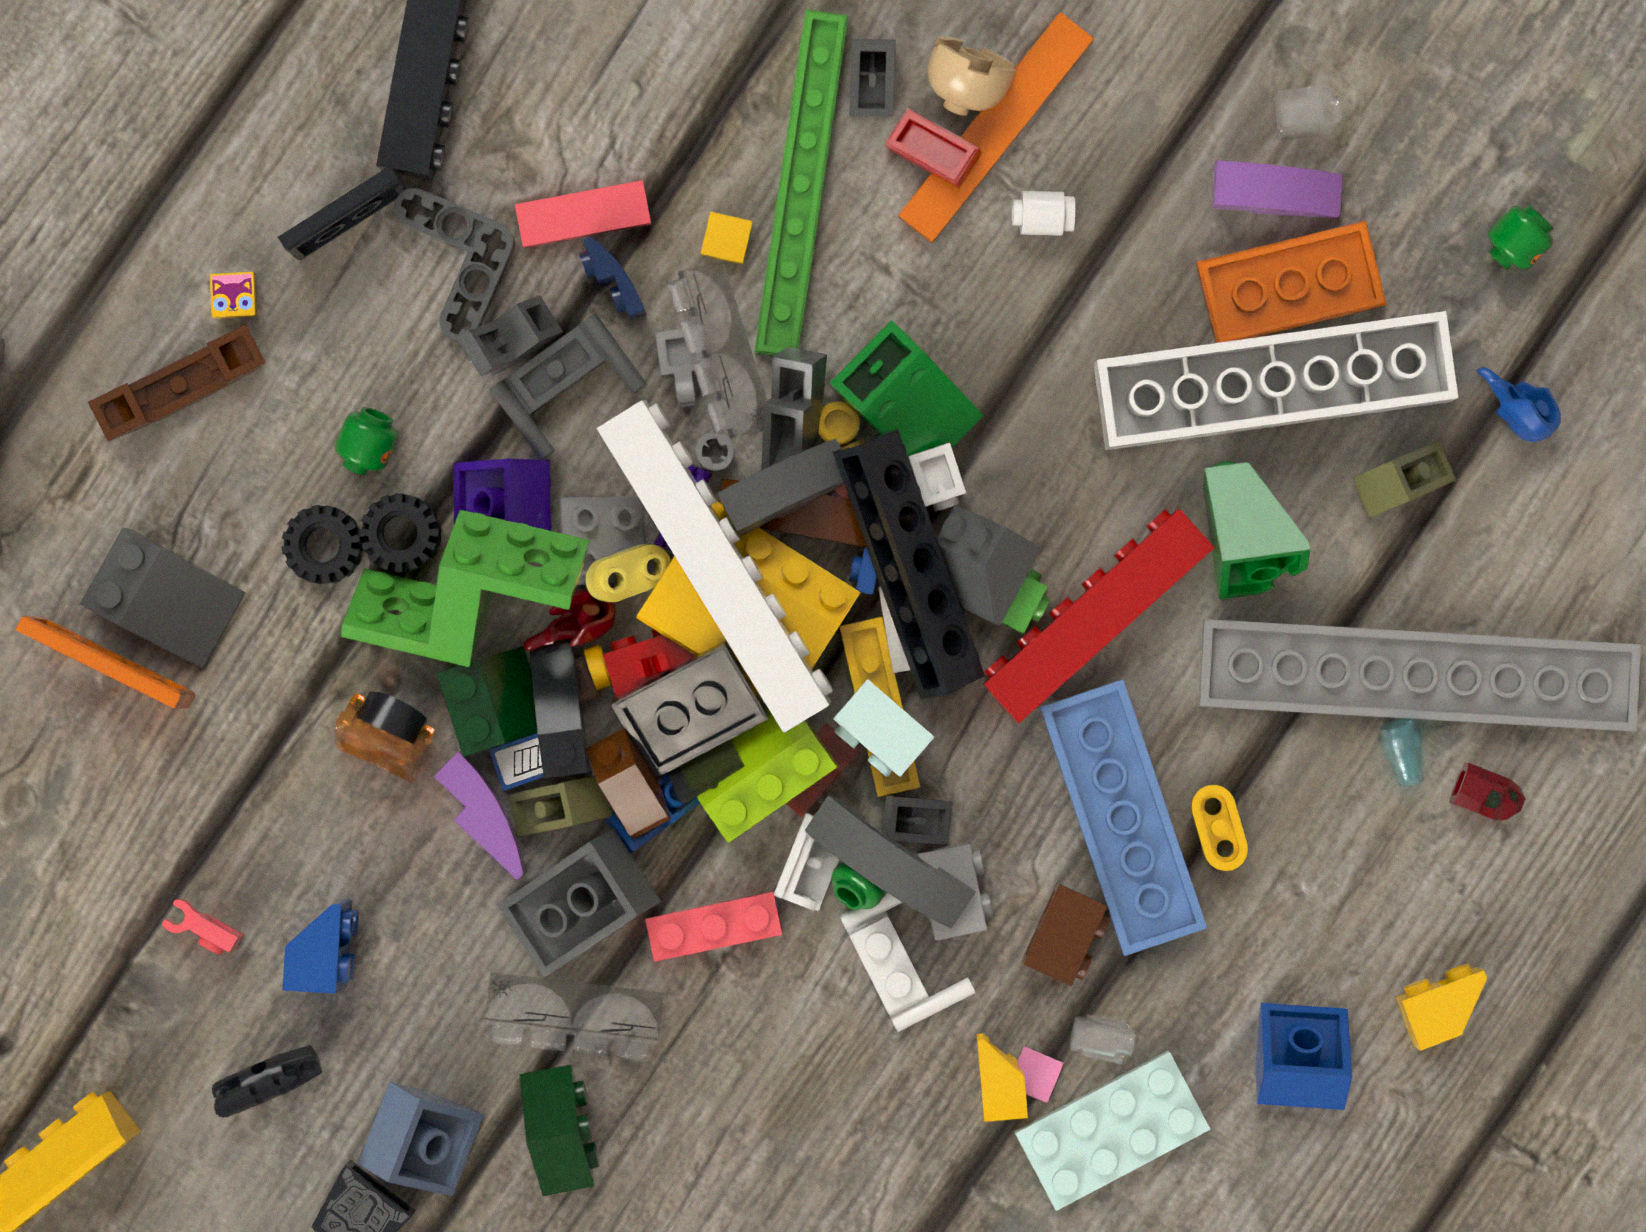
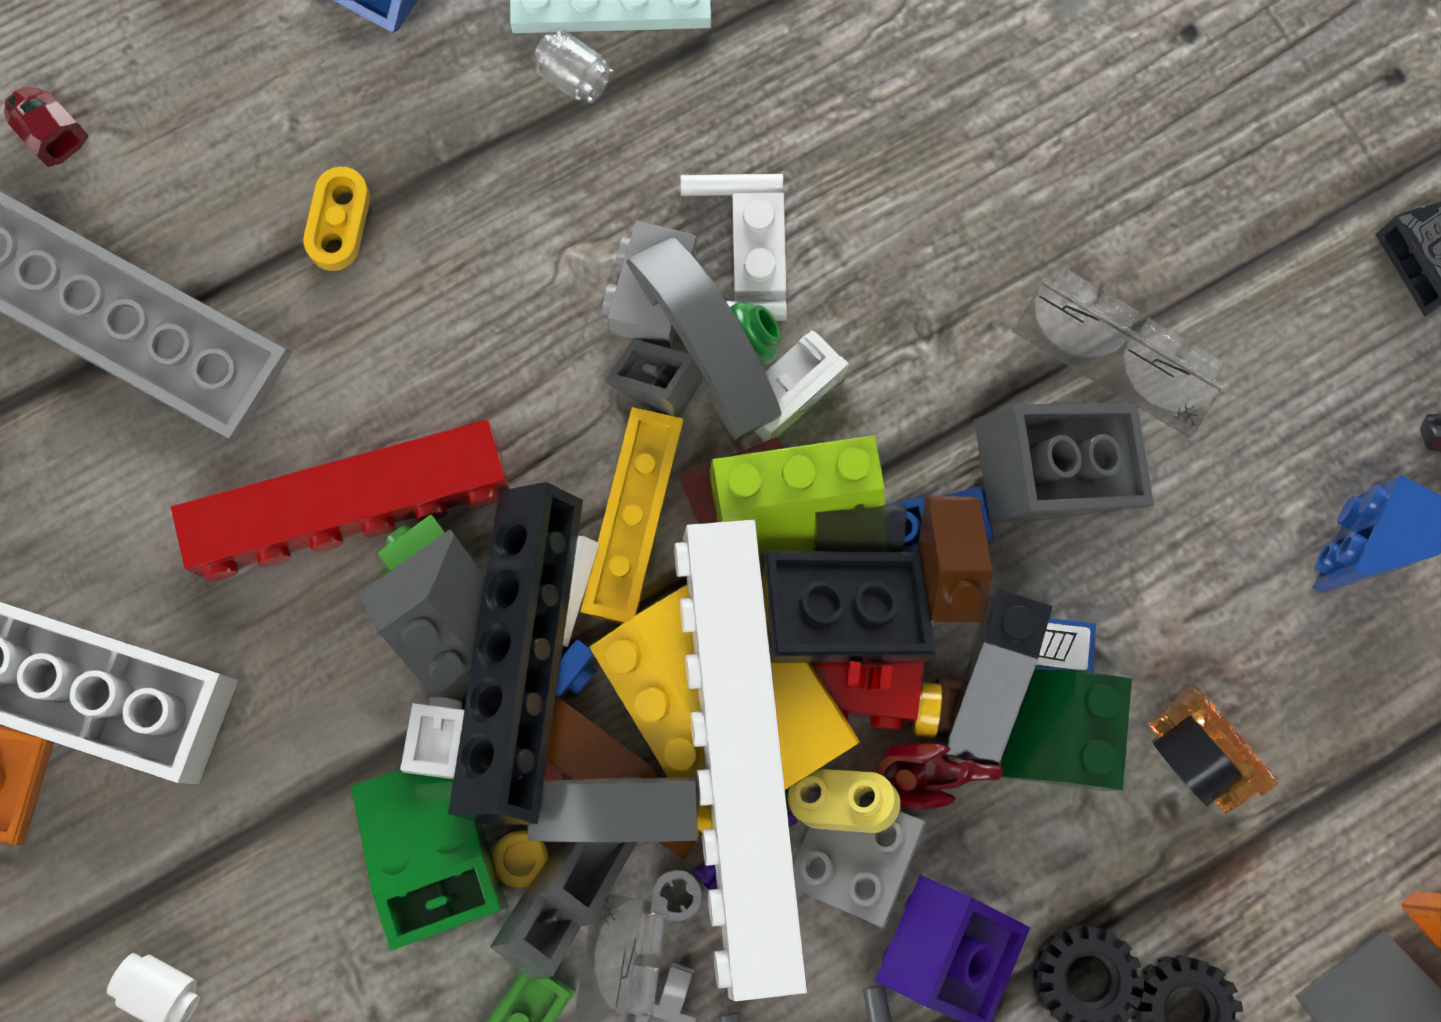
camera: 155 degrees left, 10 degrees down
(420, 1140) = (1349, 295): sand blue slope -> none
(478, 560) = (1035, 887): bright green bracket -> none
(483, 813) = (1129, 604): medium lavender slope -> none
(557, 1130) = (1203, 228): dark green brick -> none
(558, 806) = (1043, 573): olive slope -> none
(713, 926) = (926, 371): coral plate -> none
(882, 729) = (641, 483): light aqua brick -> none
(1001, 1083) = (699, 74): yellow slope -> none
(1039, 1072) = (660, 71): bright pink sticker -> none
(1066, 934) = (556, 185): reddish brown brick -> none
(1123, 817) = (431, 278): medium blue plate -> none
(1249, 532) = (121, 509): slope -> none
(1403, 750) = (100, 206): clear light blue cone -> none

